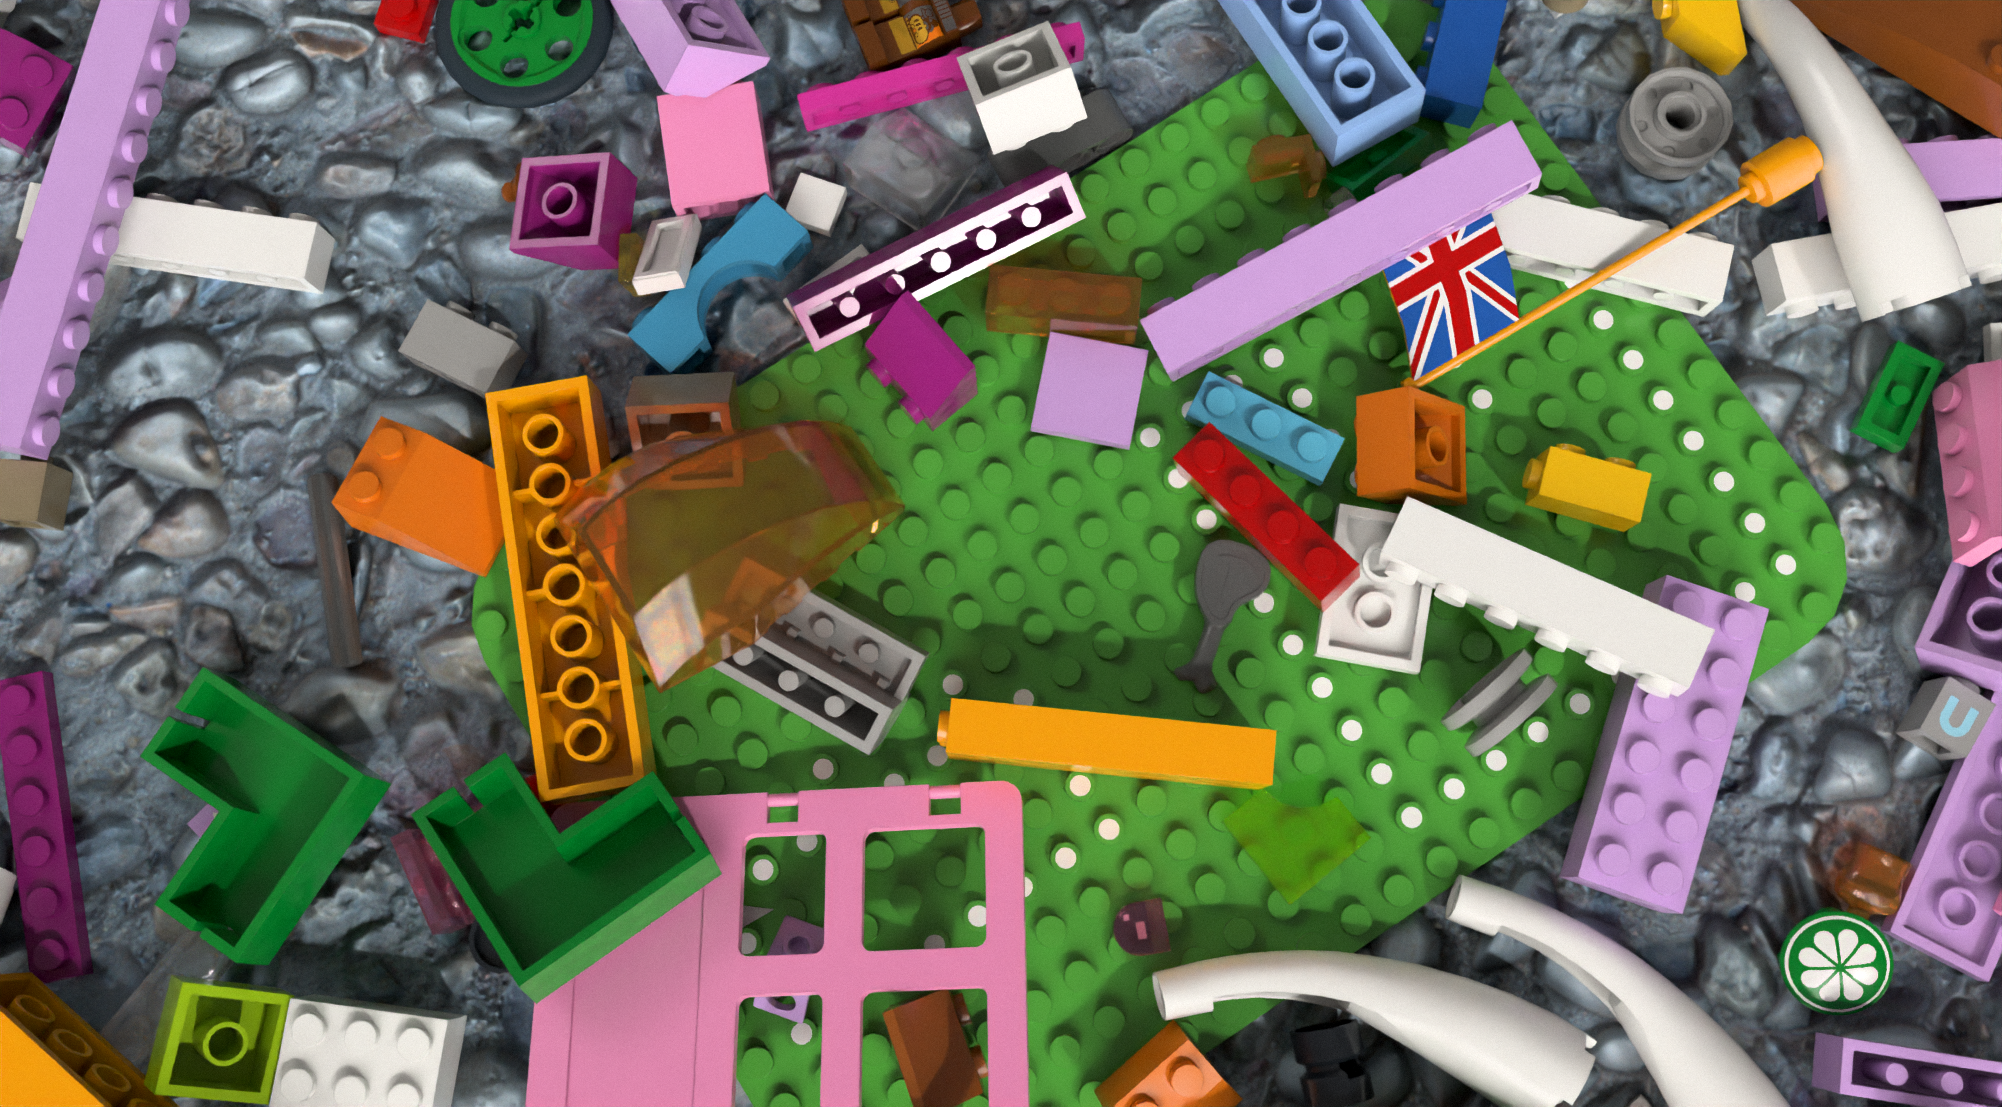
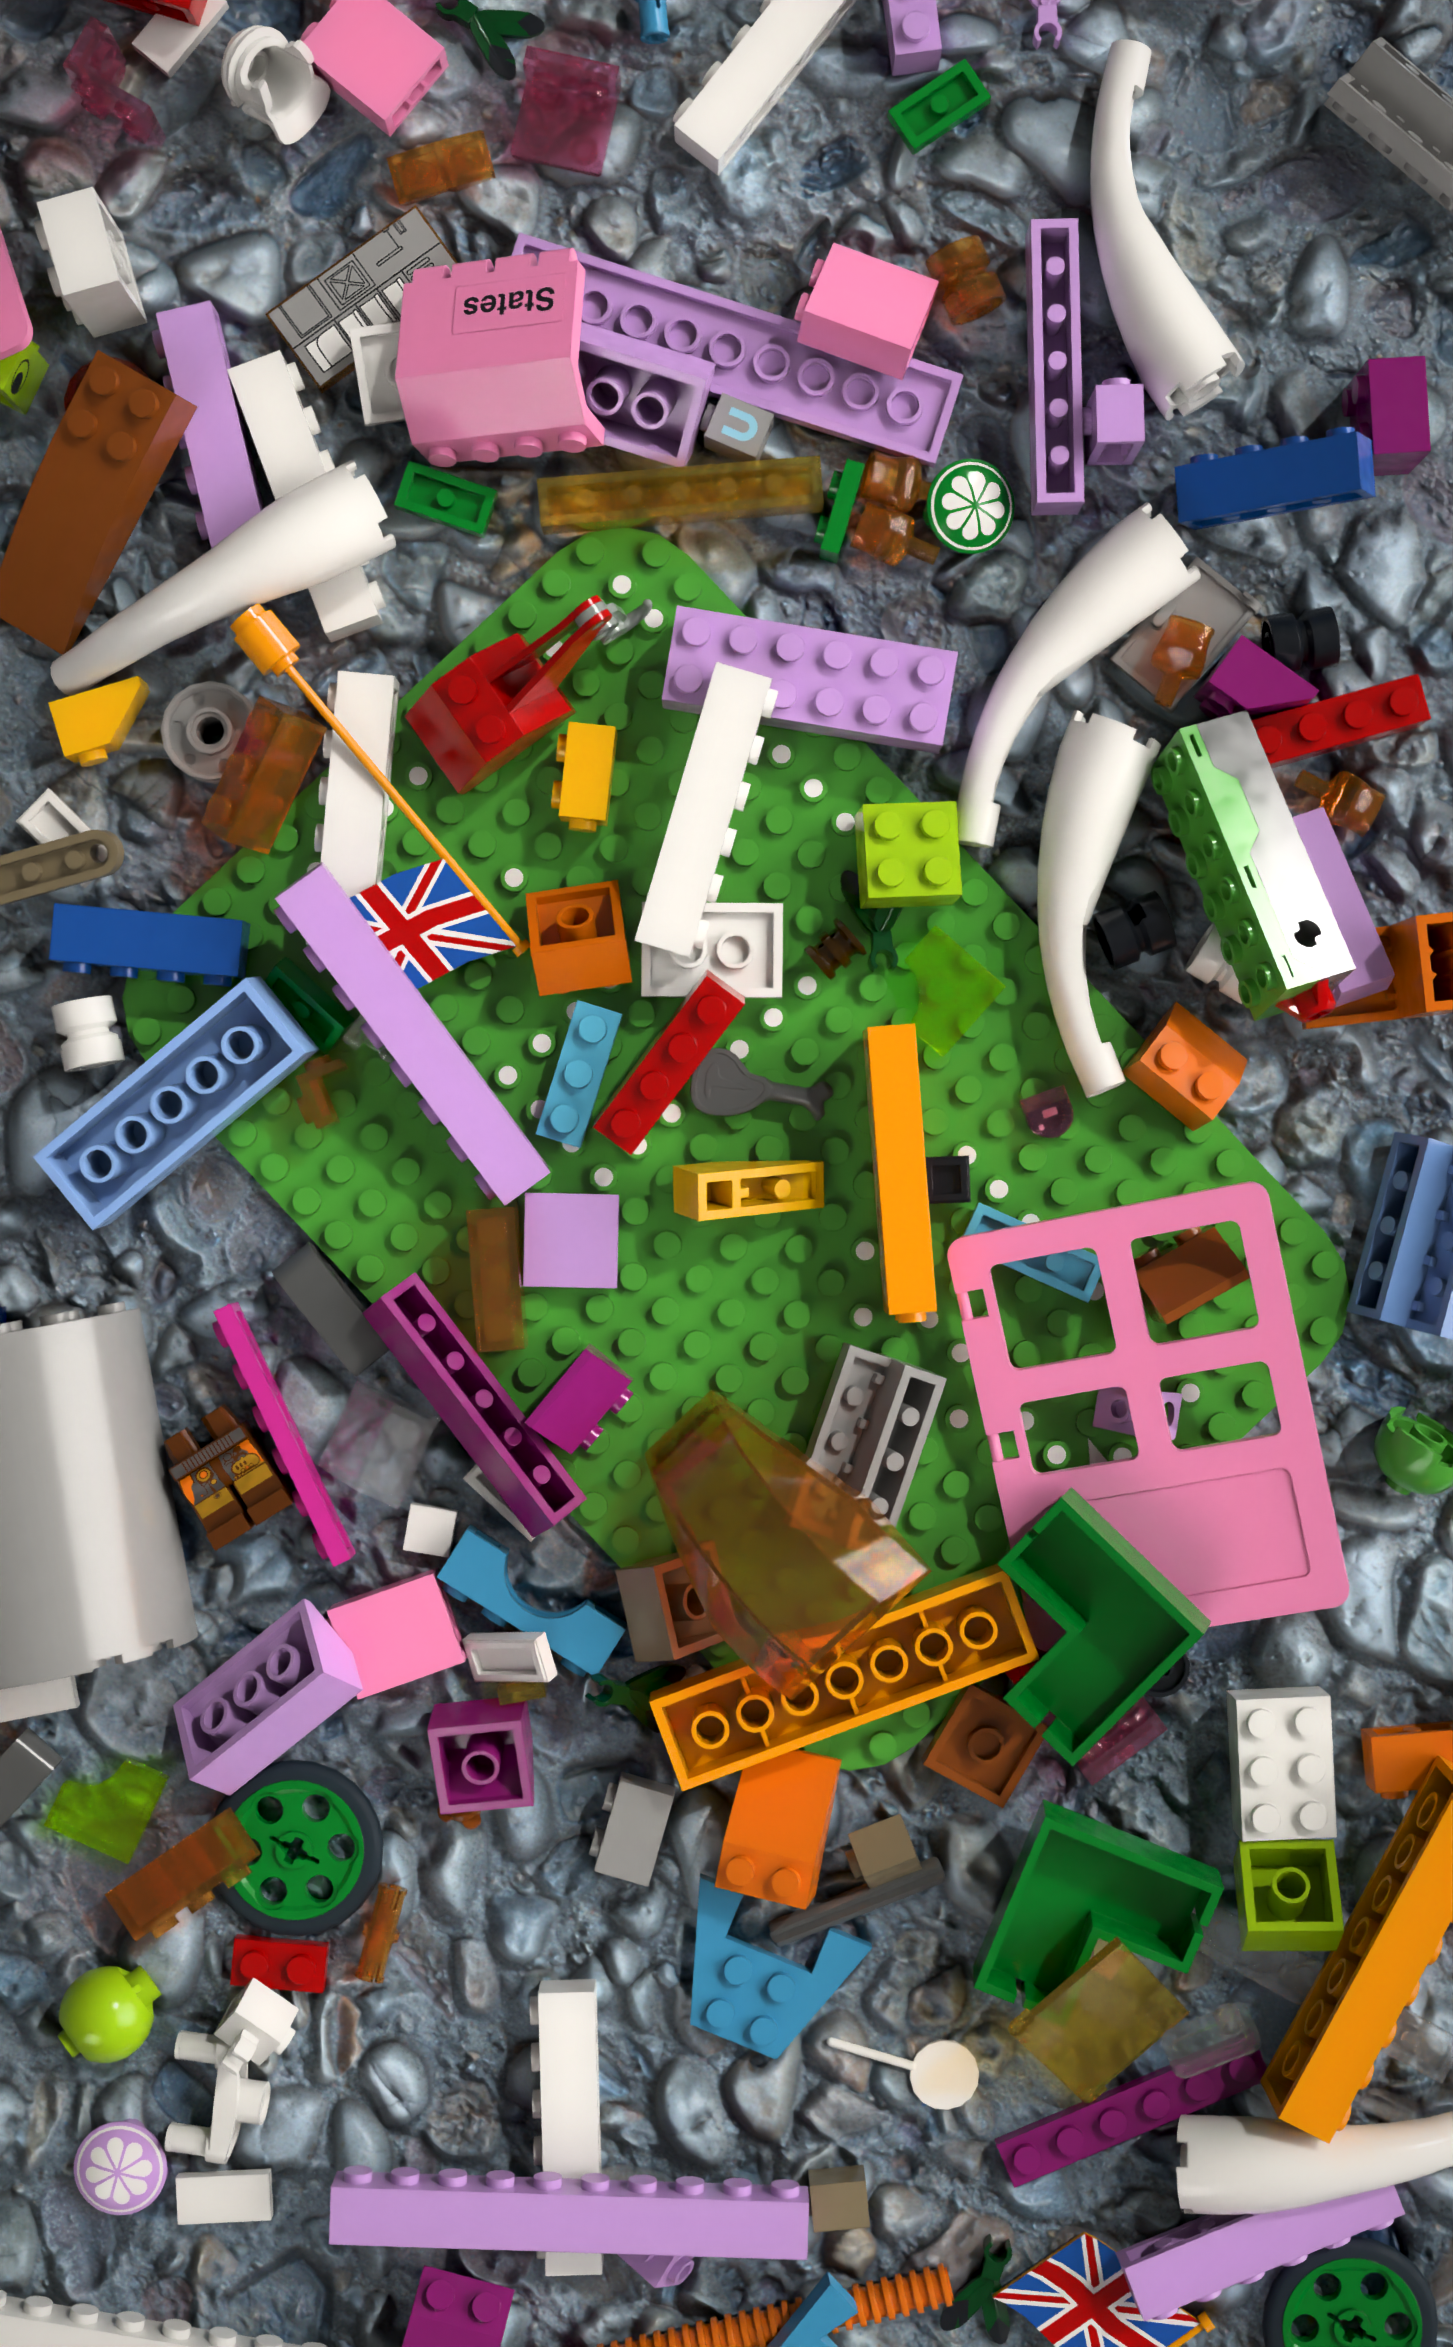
camera: 105 degrees left, 10 degrees up
(89, 925) = (1211, 2040): none -> clear piece
(136, 799) = (1098, 2020): none -> clear yellow piece
(137, 626) = (940, 2073): none -> white piece
(267, 448) = (754, 1992): none -> dark azure wing
(377, 603) = (882, 1852): none -> dark tan brick
(419, 88) = (380, 1932): none -> clear orange pin
(464, 729) = (983, 1745): none -> dark orange plate
(606, 375) = (636, 1691): none -> dark green piece
(963, 913) = (1069, 1271): none -> medium azure plate
(1022, 87) = (297, 1354): white brick -> none
(1086, 800) = (948, 1179): none -> black tile
(1114, 582) = (747, 1188): none -> yellow slope
(1359, 721) = (835, 949): none -> dark brown bush
(1388, 776) = (876, 920): none -> dark green piece
(1456, 819) = (908, 854): none -> lime brick
(1499, 702) = (801, 832): light grey wheel -> none
(1630, 156) = (263, 775): none -> clear orange brick
(1690, 410) = (505, 695): none -> red slope
(1808, 865) = (890, 537): none -> clear orange piece
(1863, 822) = (844, 491): none -> green plate
(1883, 642) = (680, 495): none -> clear yellow brick

